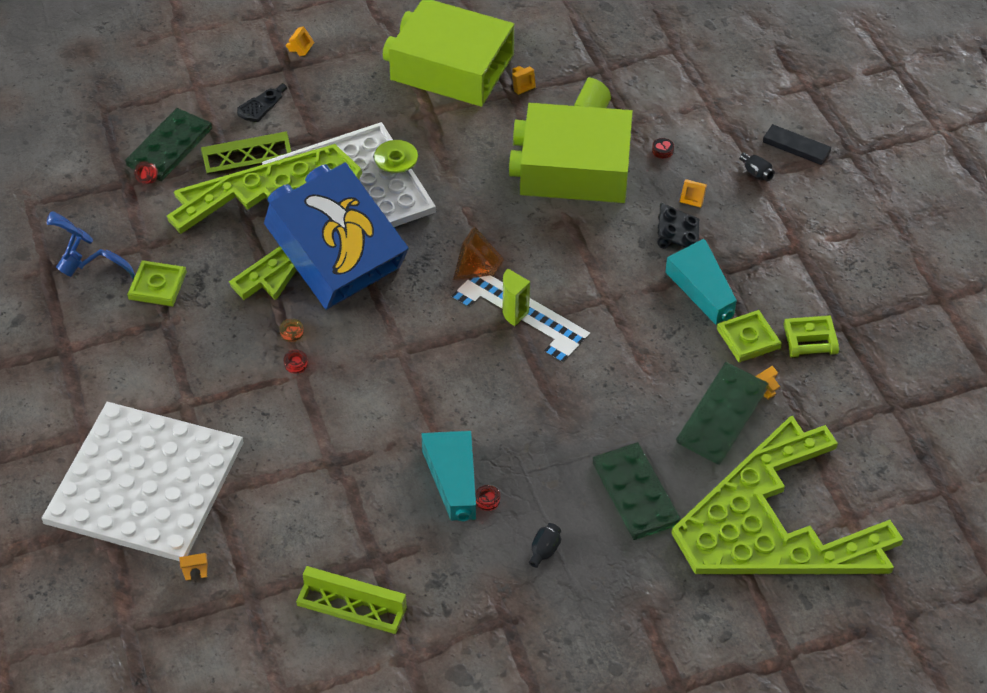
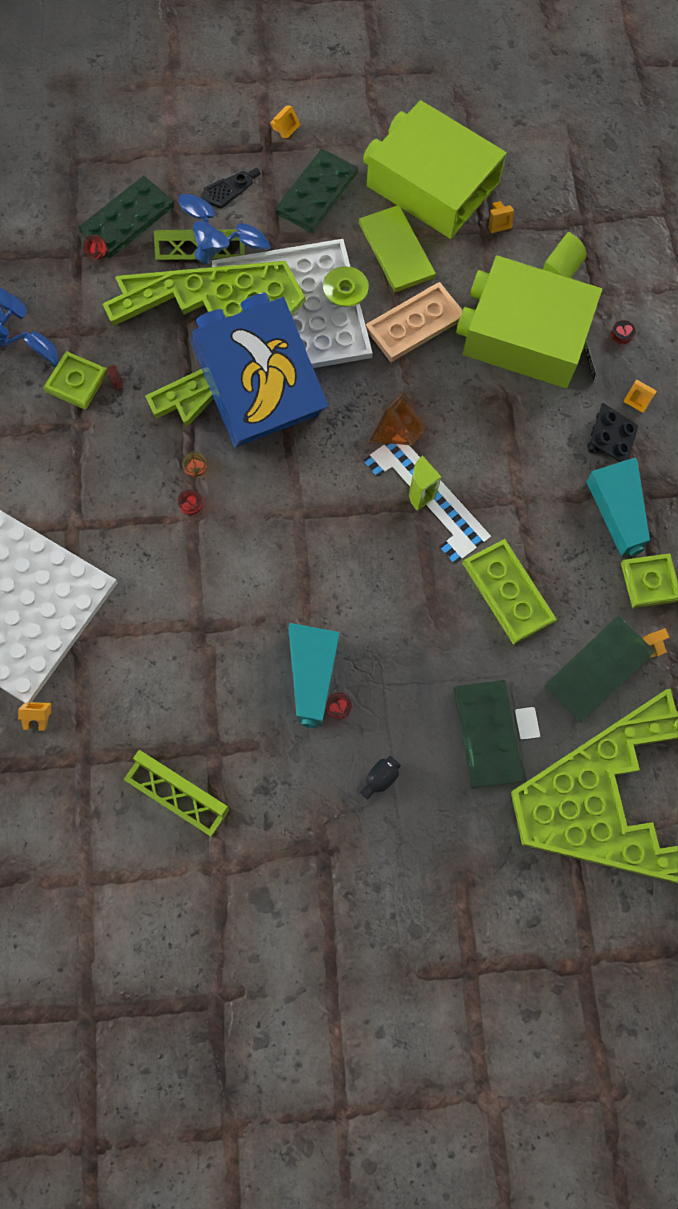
camera: 10 degrees right, 20 degrees up
(195, 272) = (114, 376): none -> clear red tile
(261, 133) = (209, 238): none -> blue plant
(344, 91) = (316, 190): none -> clear green plate
(433, 122) = (397, 248): none -> lime tile
(467, 175) = (414, 322): none -> light nougat plate
(620, 372) = (509, 591): none -> lime tile
(639, 175) = (589, 359): none -> black sticker
(670, 475) = (527, 723): none -> white sticker

